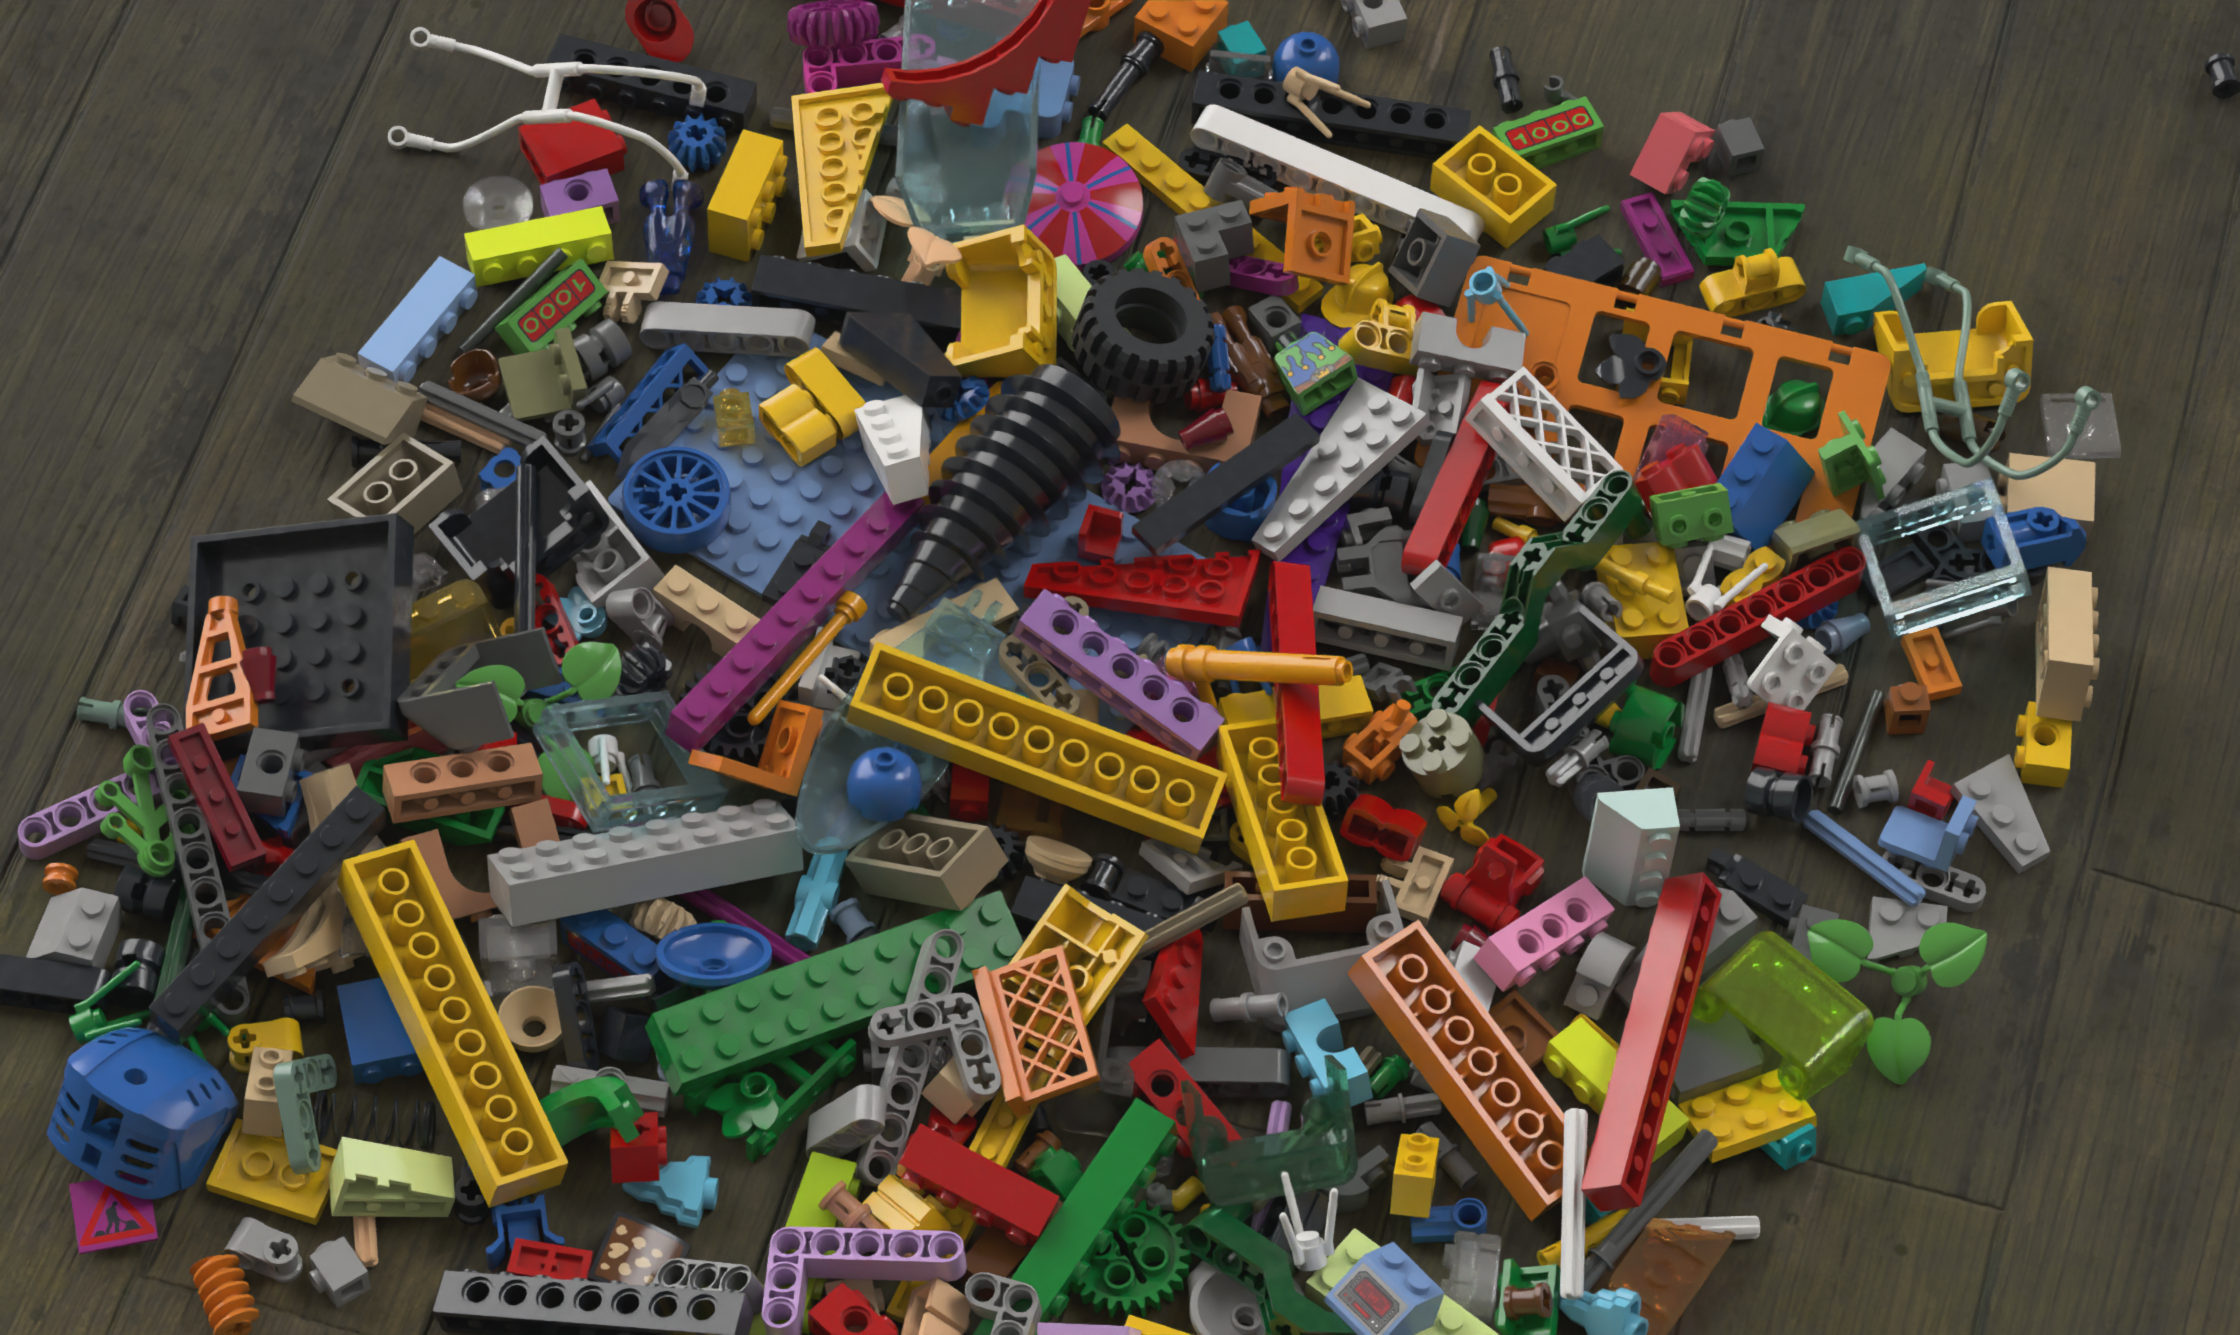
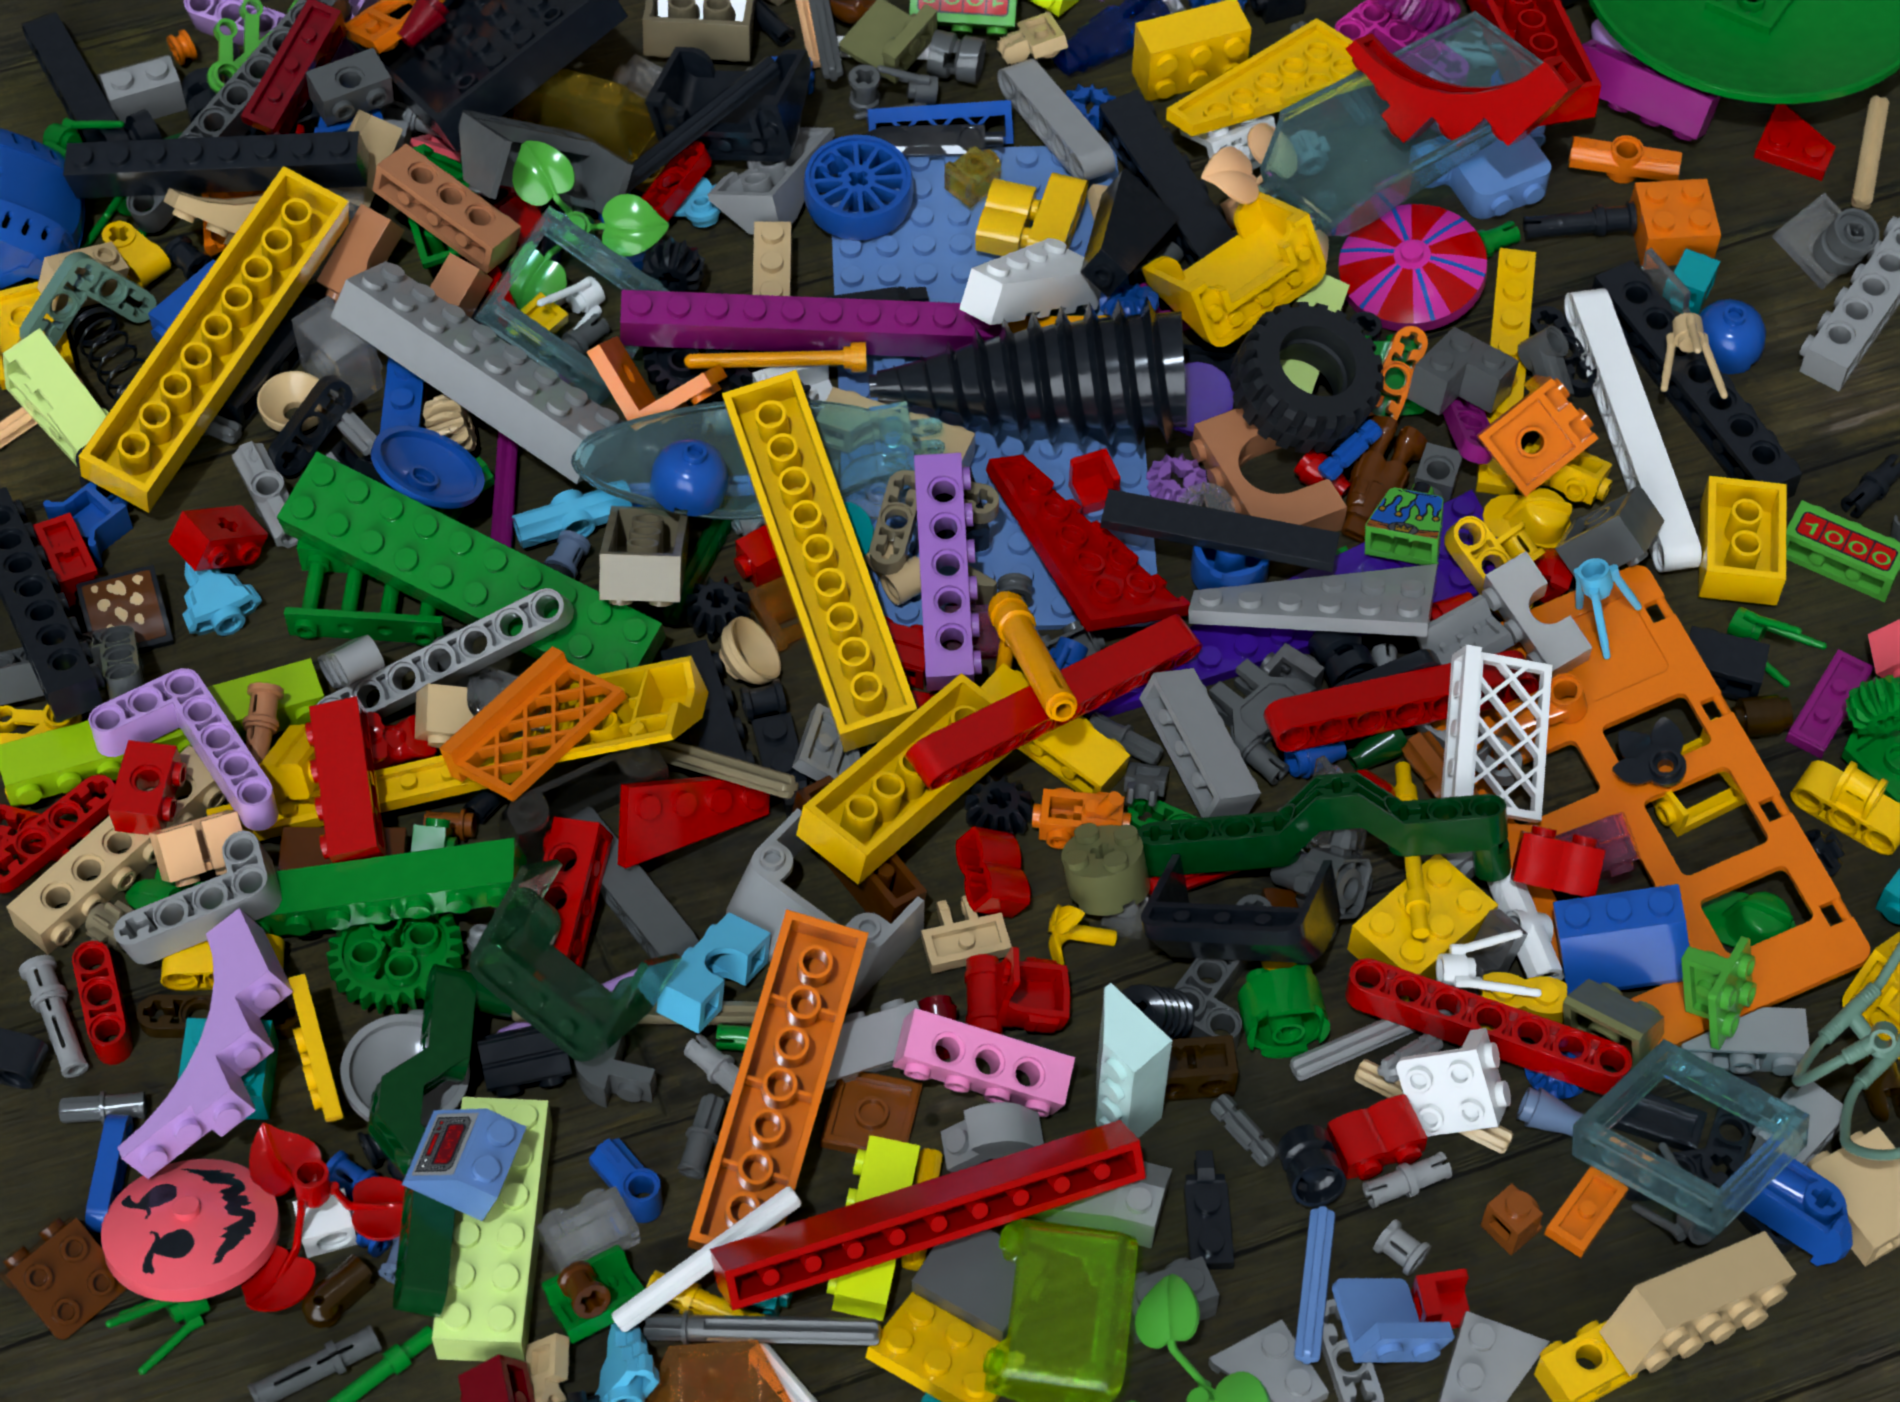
camera: 55 degrees right, 0 degrees up
(591, 1106) = (217, 484): green arch -> none
(639, 615) = (730, 241): light grey piece -> none
(744, 1109) = (320, 586): green plate -> none
(954, 1028) = (476, 667): light grey beam -> none
(1206, 430) = (1268, 486): dark red cone -> none
(1249, 1007) = (718, 884): light grey pin -> none
(1307, 1247) = (490, 1075): white plant -> none
(1414, 1175) = (643, 1116): yellow brick -> none
(1446, 592) = (1271, 764): light grey plate -> none
(1576, 758) = (1187, 970): light grey axle -> none
(1597, 597) = (1378, 884): light grey pin -> none
(1691, 515) = (1525, 894): bright green brick -> none
(1856, 752) = (1427, 1209): pearl dark grey bar -> none

